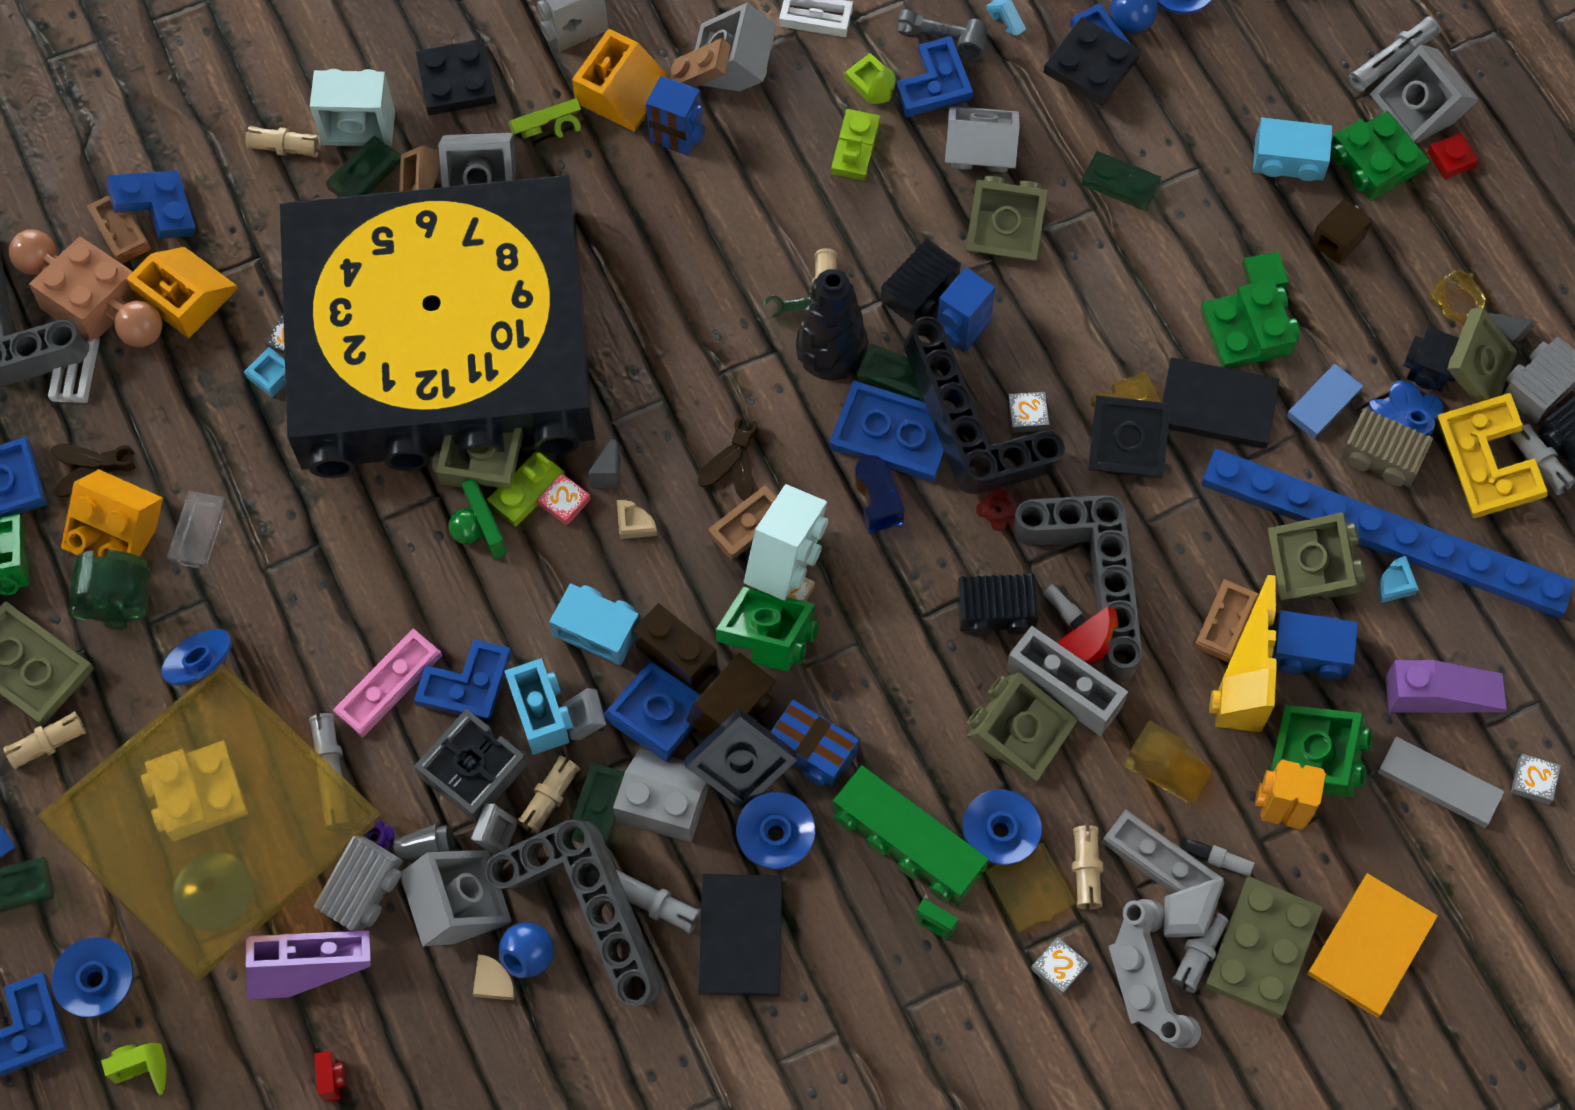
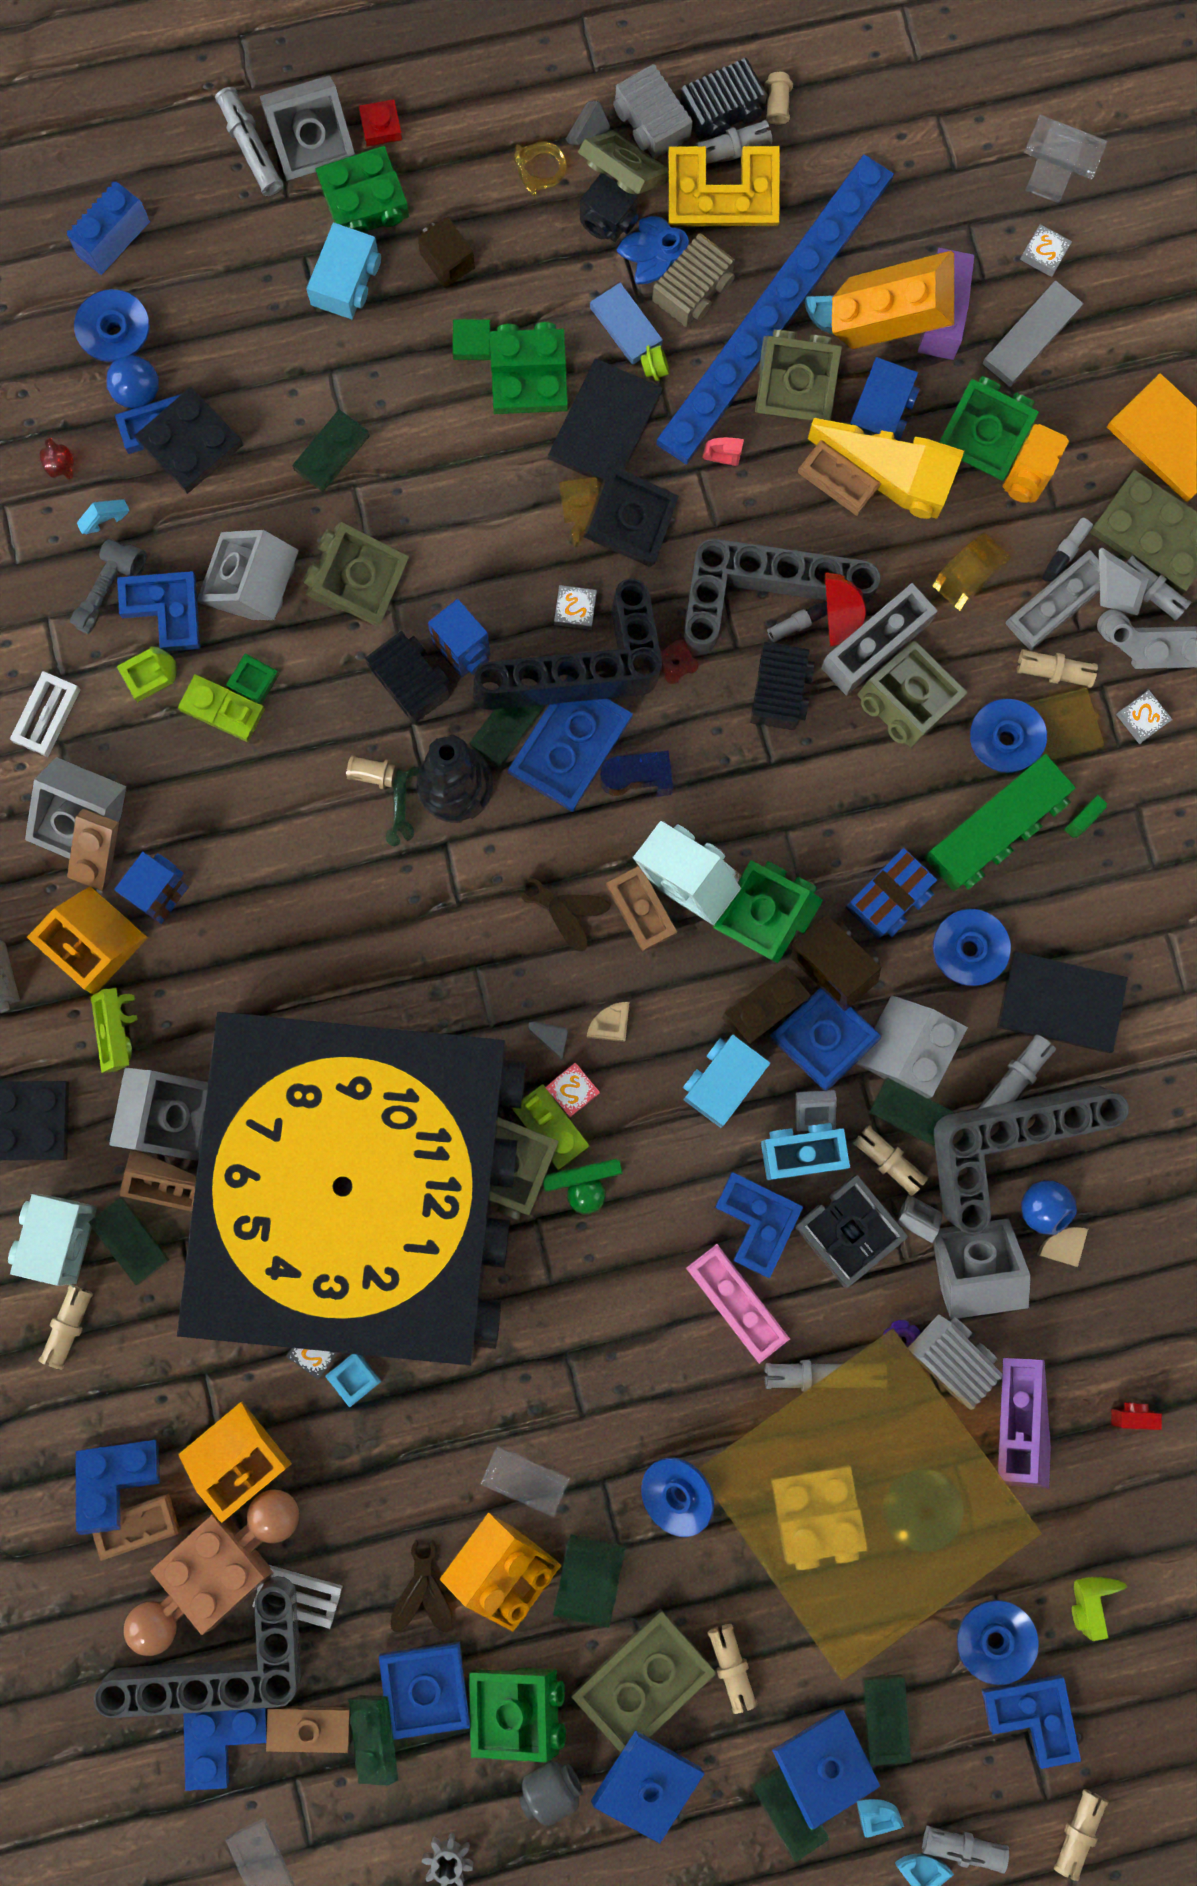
camera: 85 degrees left, 15 degrees up
(429, 839) = (921, 1289): dark grey cone -> none
(741, 758) = (906, 963): black plate -> none
(888, 163) = (252, 679): none -> green tile
(1221, 512) = (723, 450): none -> coral tile
(1292, 432) = (655, 362): none -> lime plate
(1419, 625) = (895, 301): none -> light orange slope

